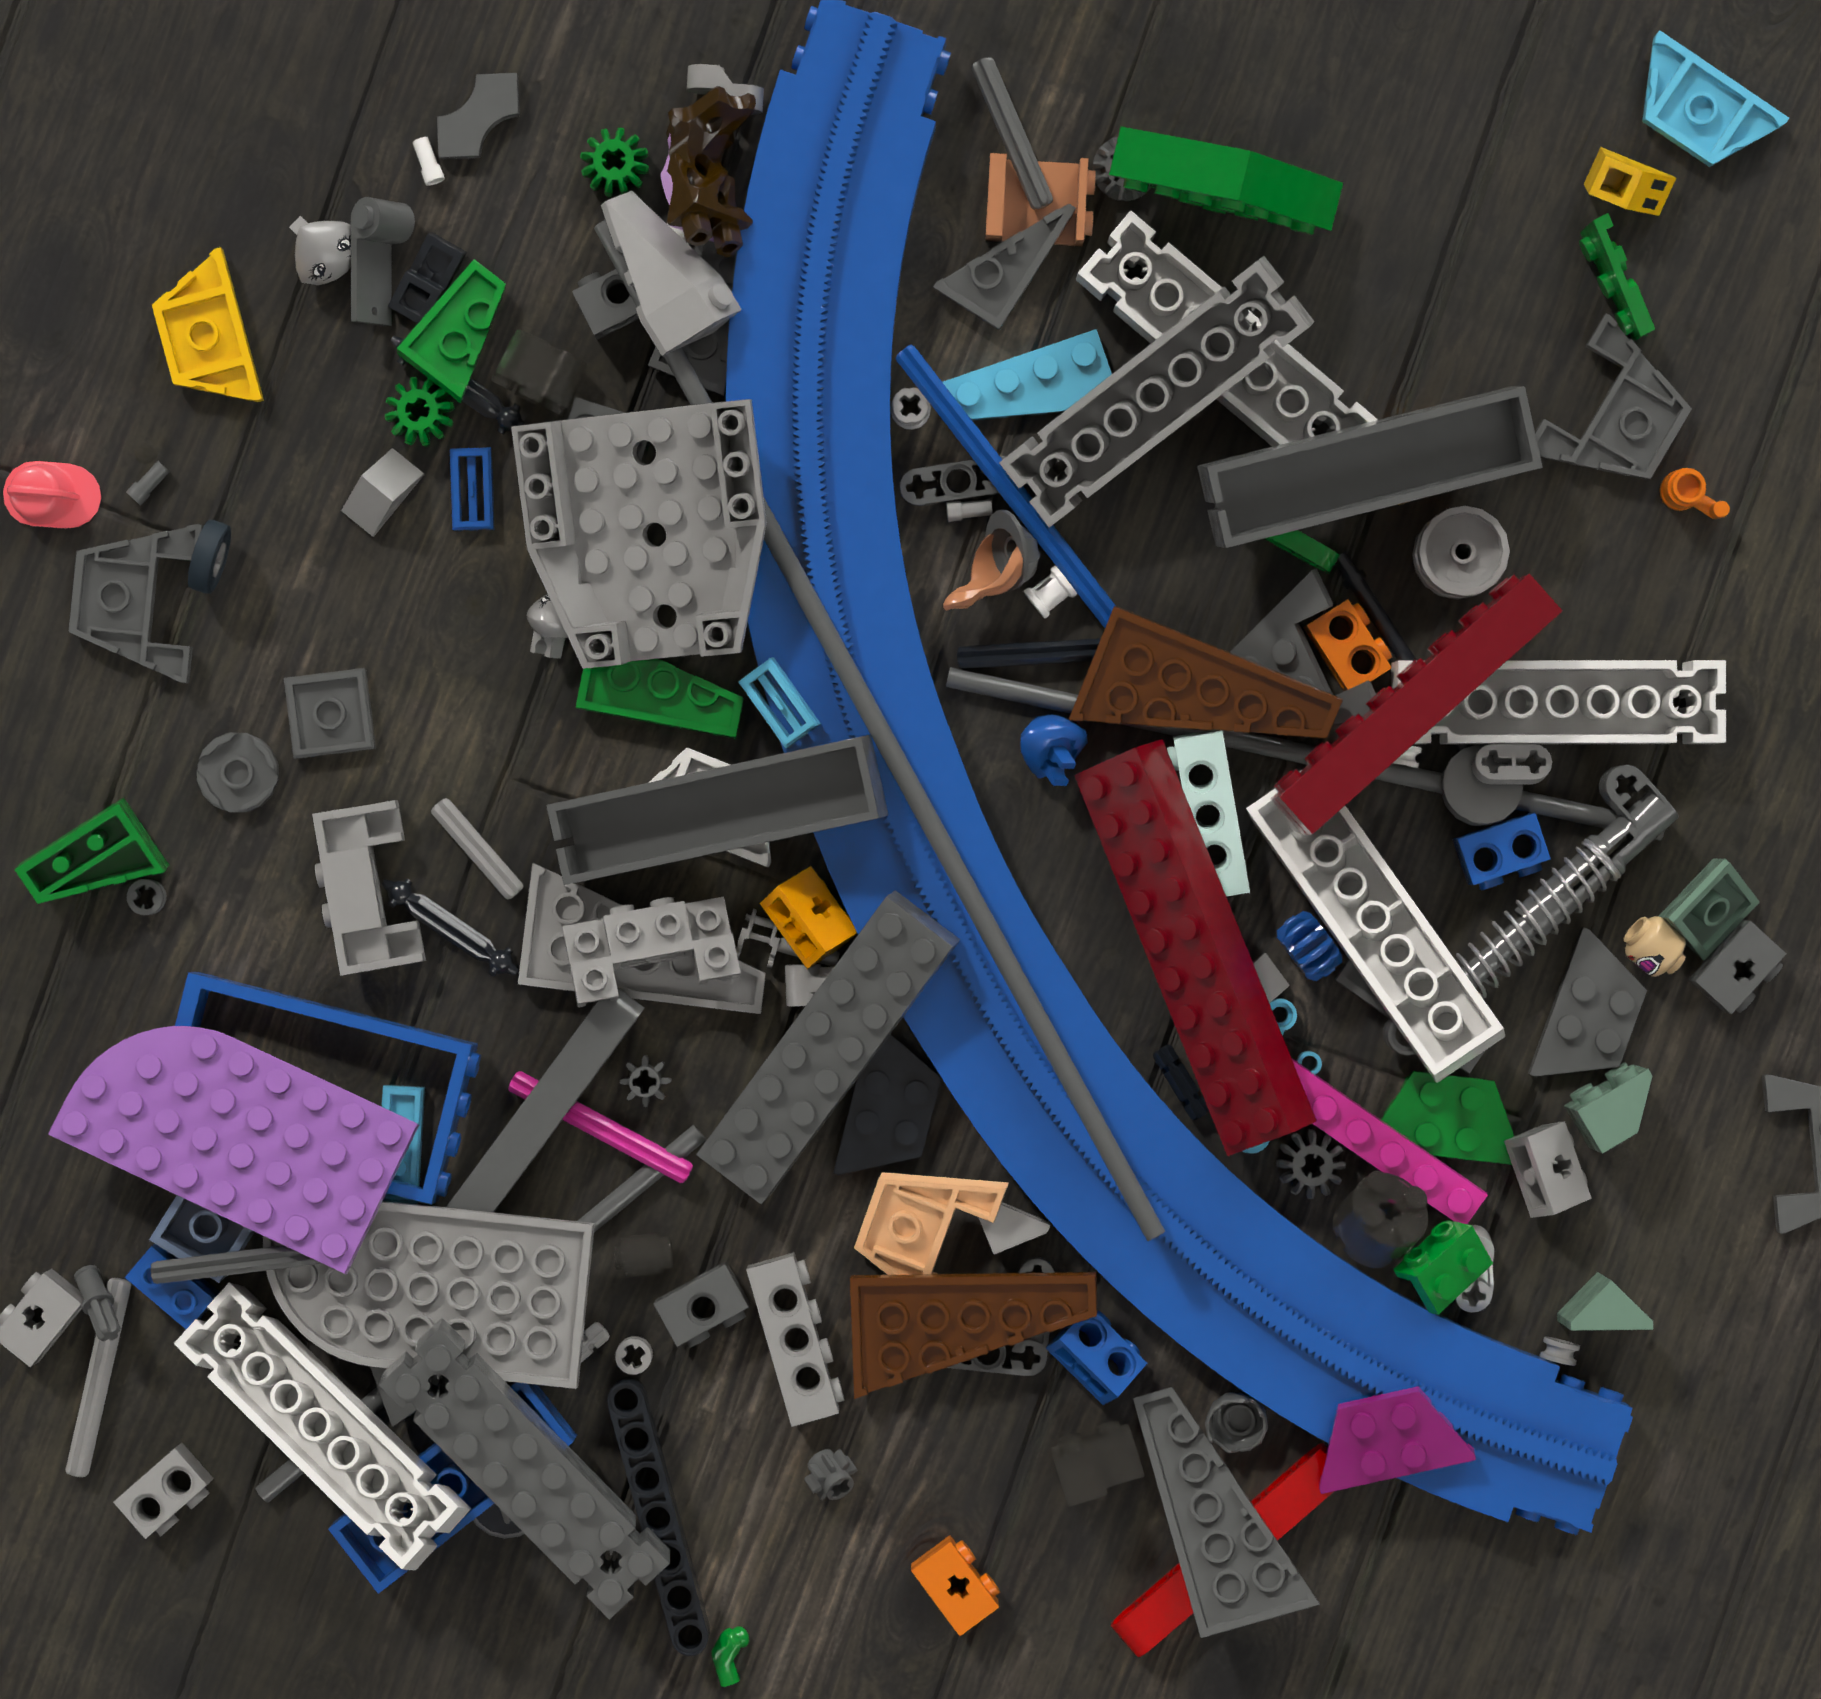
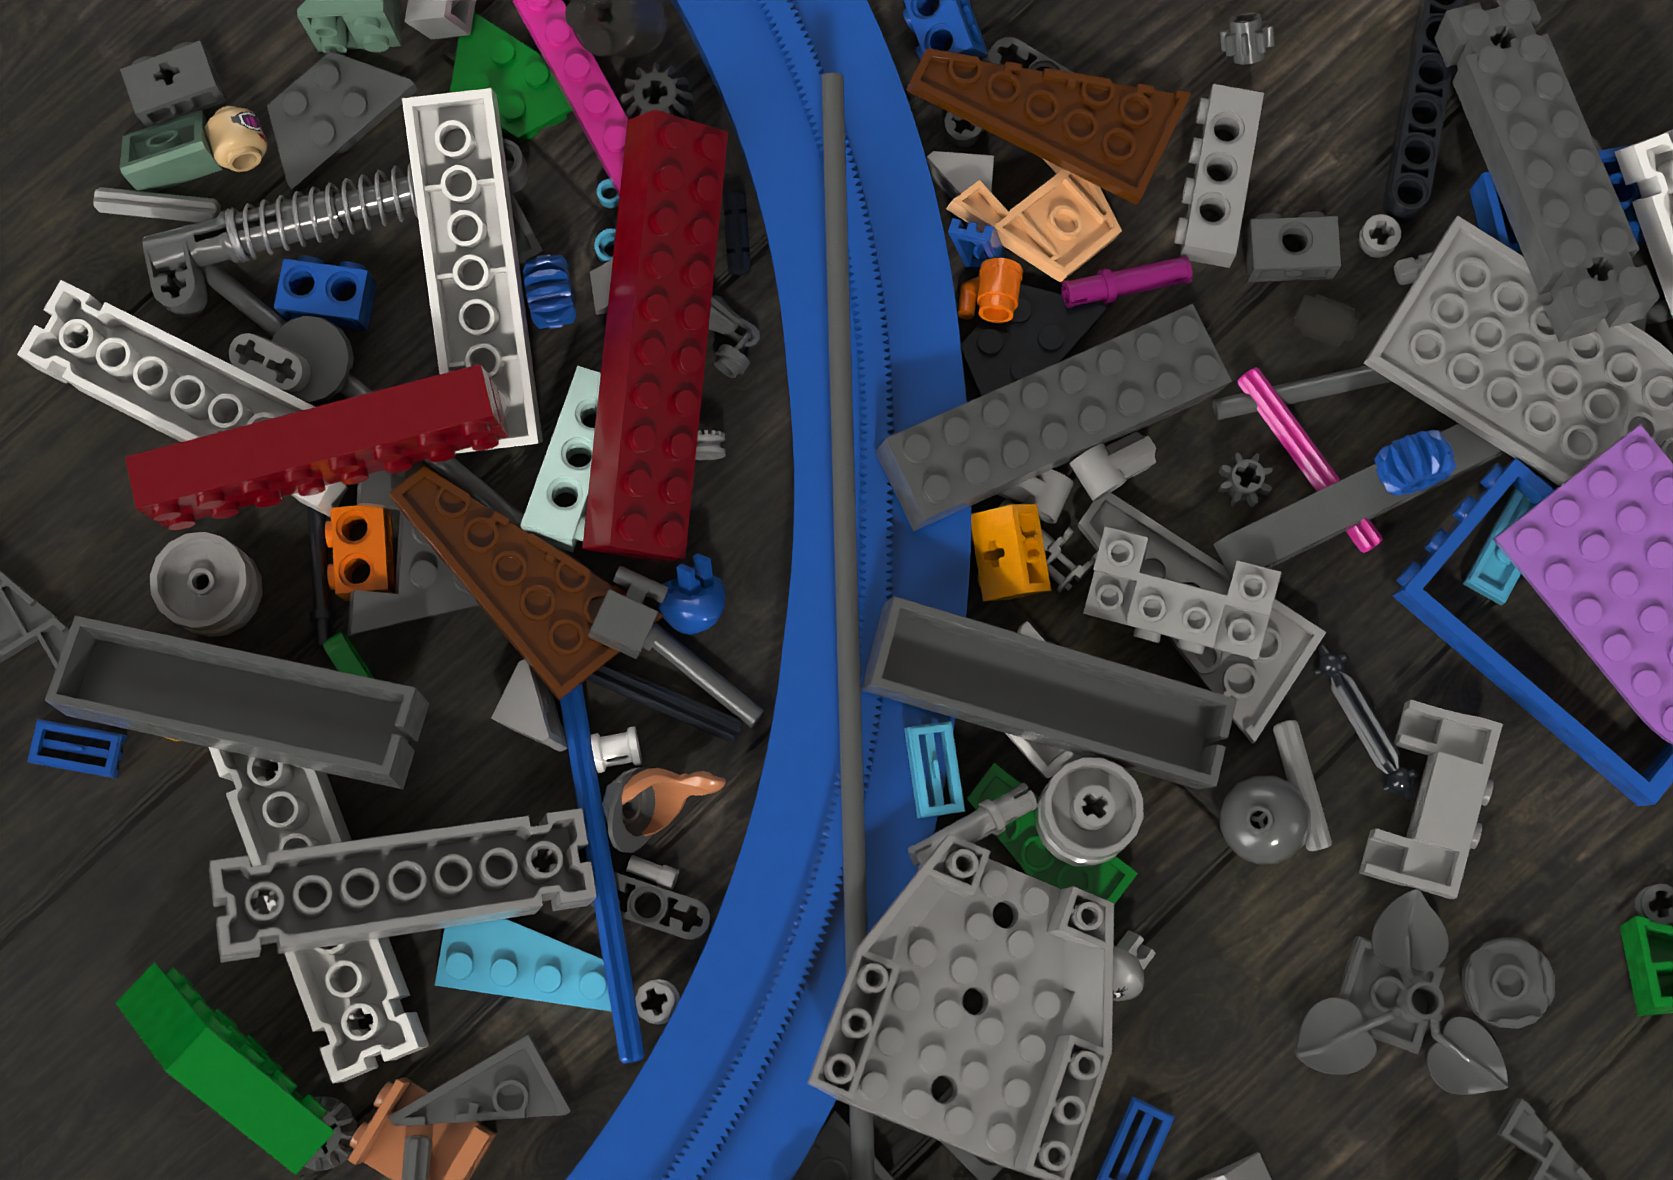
camera: 145 degrees left, 10 degrees down
(336, 765) = (1411, 938): none -> dark grey plant
(488, 818) = (1287, 819): none -> dark grey cylinder
(512, 1152) = (1415, 462): none -> blue gear
(618, 746) = (1106, 792): none -> light grey wheel
(717, 685) = (987, 819): none -> light grey pin
(762, 1032) = (1109, 467): none -> light grey piece
(815, 1214) = (1110, 285): none -> magenta pin
(931, 1137) = (995, 290): none -> orange piece
(965, 1164) = (986, 244): none -> blue tile
(1094, 695) = (624, 620): none -> dark grey brick
(1106, 885) = (709, 445): none -> light grey bush
(1136, 587) = (530, 709): none -> light grey slope
(1149, 998) = (725, 321): none -> dark grey piece
(1463, 377) = (112, 755): none -> blue tile
(1692, 855) = (155, 205): none -> light grey axle

